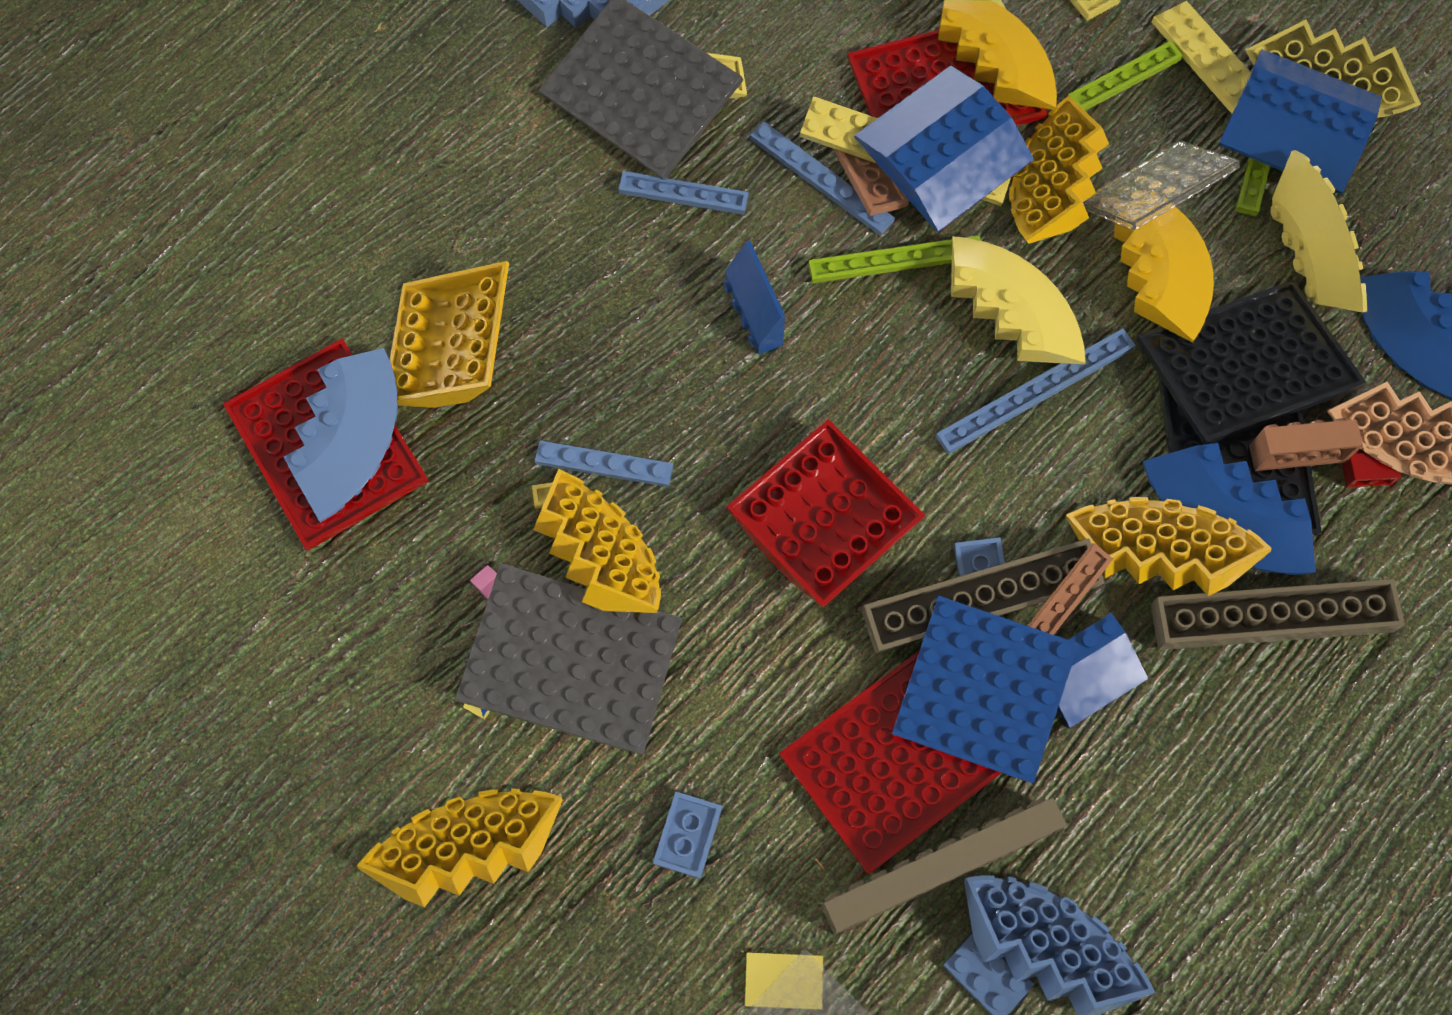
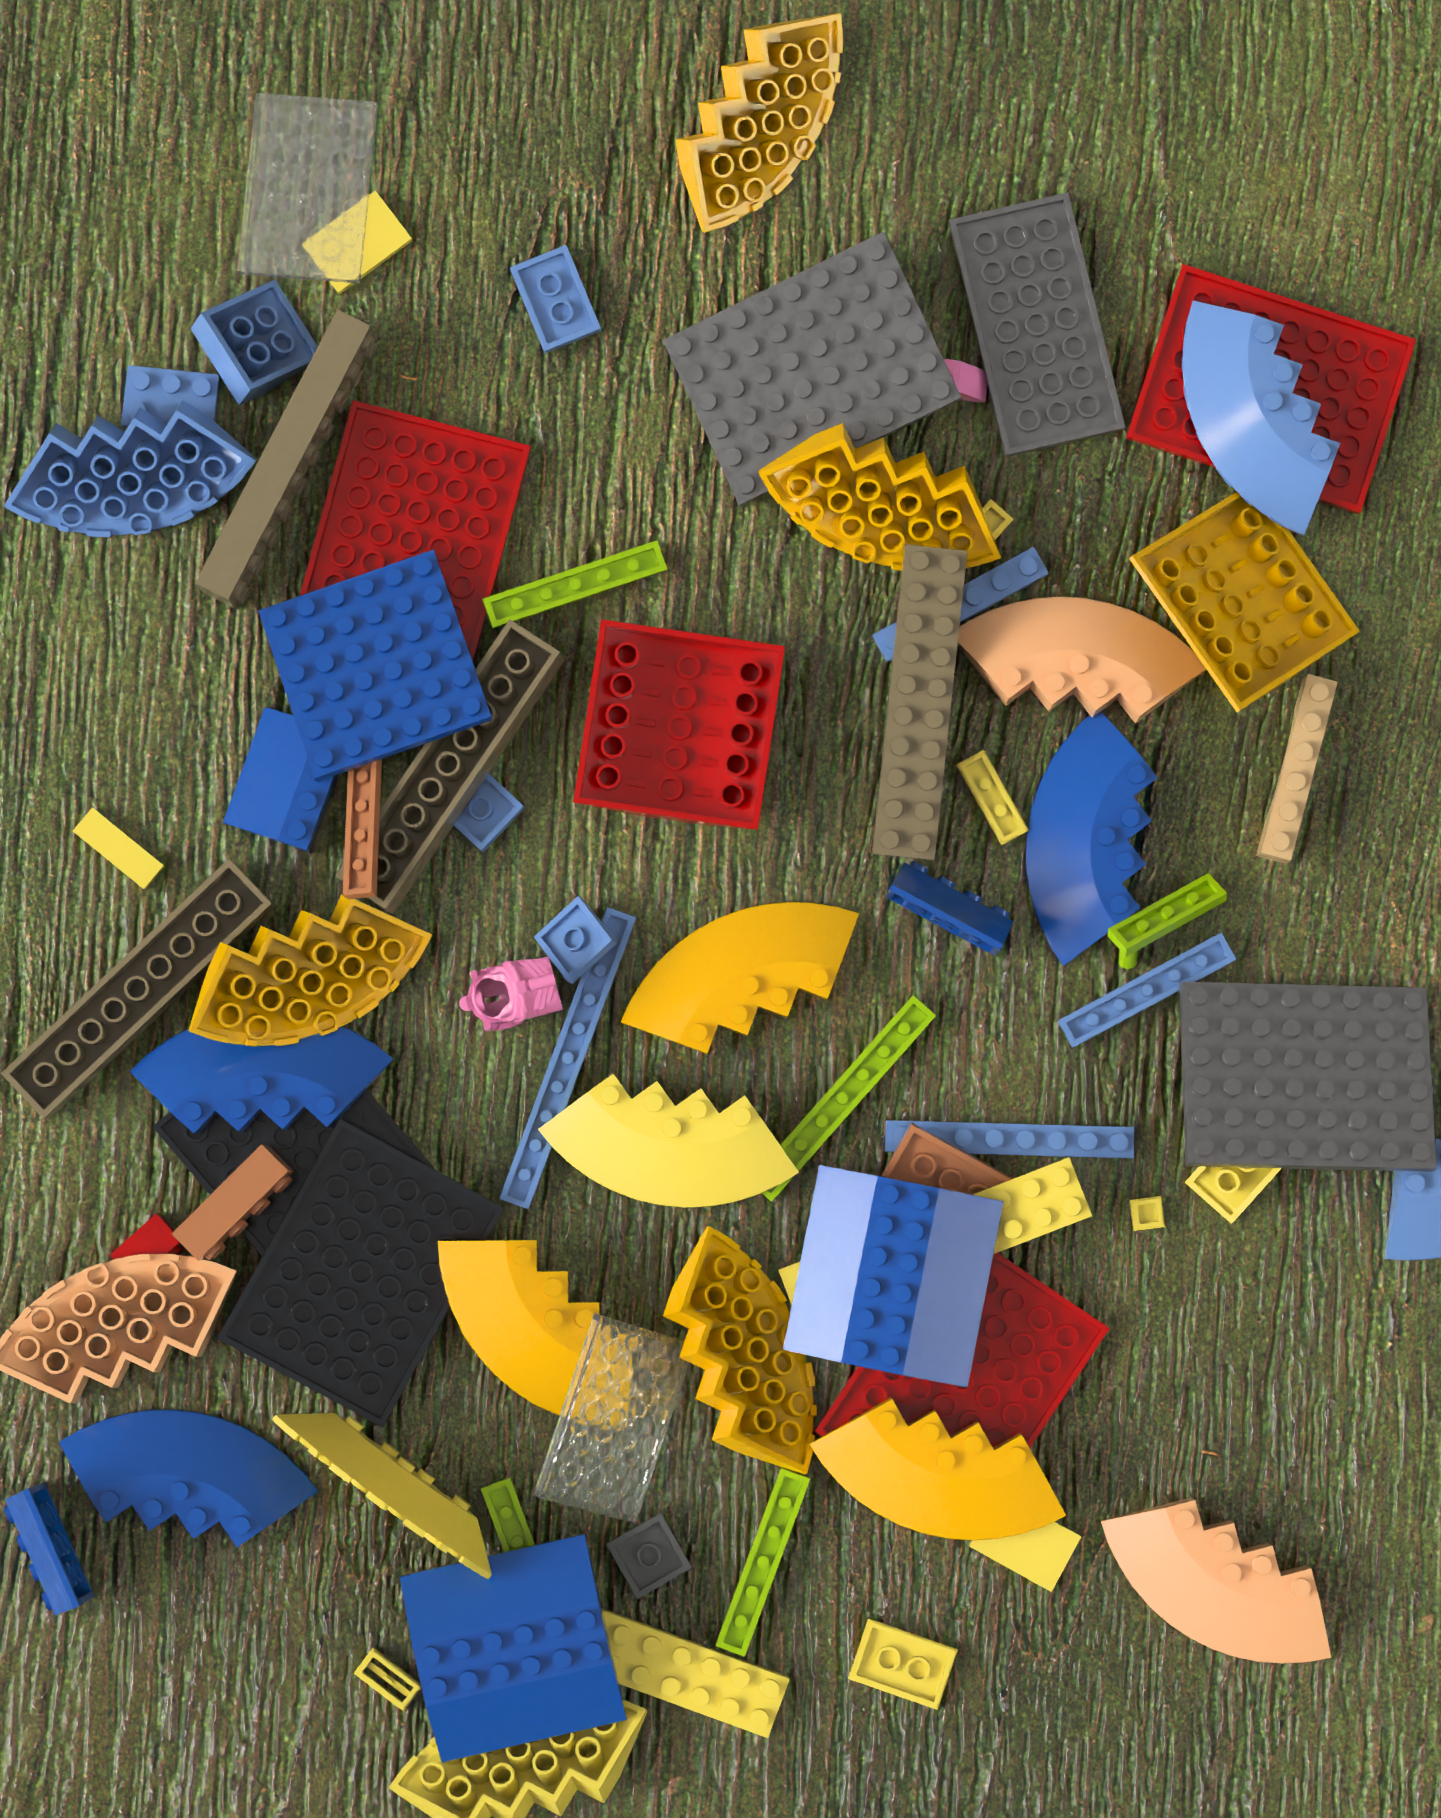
camera: 140 degrees right, 15 degrees up
(417, 584) = (1036, 324): none -> flat silver plate
(533, 216) = (1298, 768): none -> tan arch
(563, 385) = (1079, 650): none -> light nougat brick
(640, 214) = (1164, 917): none -> lime piece
(645, 291) = (1081, 836): none -> blue brick
(674, 422) = (919, 702): none -> dark tan brick
(678, 349) = (992, 797): none -> light yellow tile
(779, 94) = (1147, 1213): none -> light yellow tile
(820, 647) = (574, 584): none -> lime plate
(898, 363) = (739, 966): none -> yellow brick
(902, 966) = (255, 341): none -> medium blue slope
(982, 445) = (575, 939): none -> medium blue plate
(1043, 441) = (524, 991): none -> bright pink helmet
(1185, 121) = (649, 1555): none -> dark grey plate
(1227, 713) = (118, 848): none -> light yellow tile
(1375, 163) = (394, 1668): none -> light yellow tile

